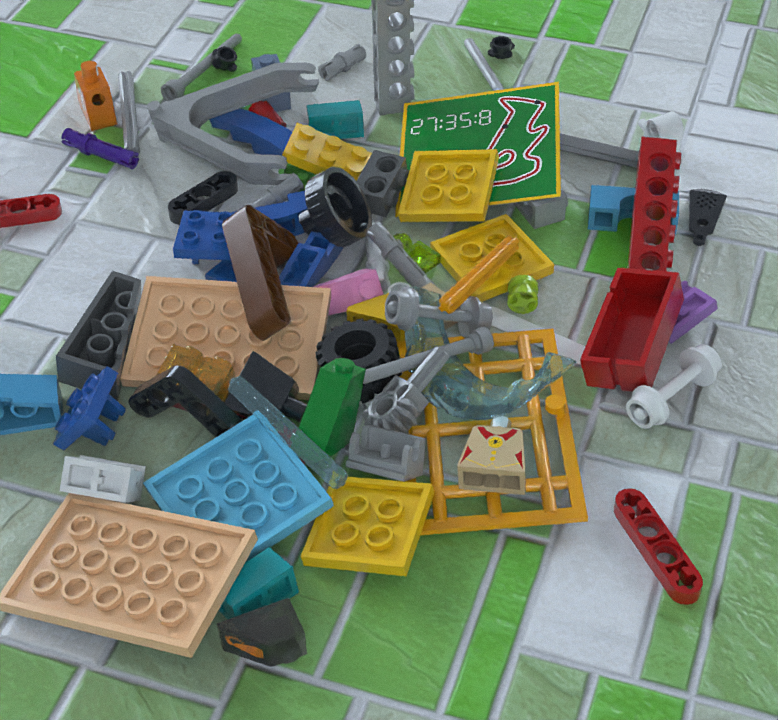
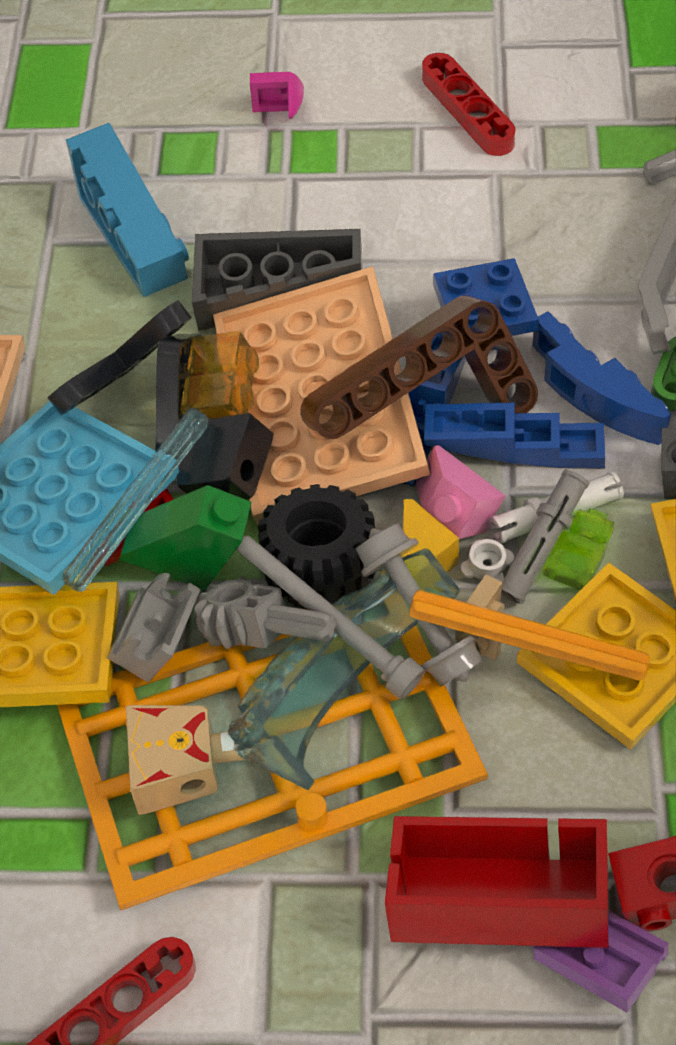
camera: 75 degrees right, 10 degrees up
(85, 409) = (123, 296): blue plate -> none
(90, 144) = (630, 168): dark purple pin -> none
(102, 478) = (40, 354): white hinge -> none
(135, 432) = (121, 361): none -> black beam
(219, 188) = (563, 278): black beam -> none
(279, 193) = (623, 349): light grey pin -> none
(336, 208) = (558, 415): black piece -> none
(512, 323) = (494, 745): white sticker -> none
(522, 294) = (549, 715): lime wheel -> none
(650, 407) = (356, 943): white piece -> none

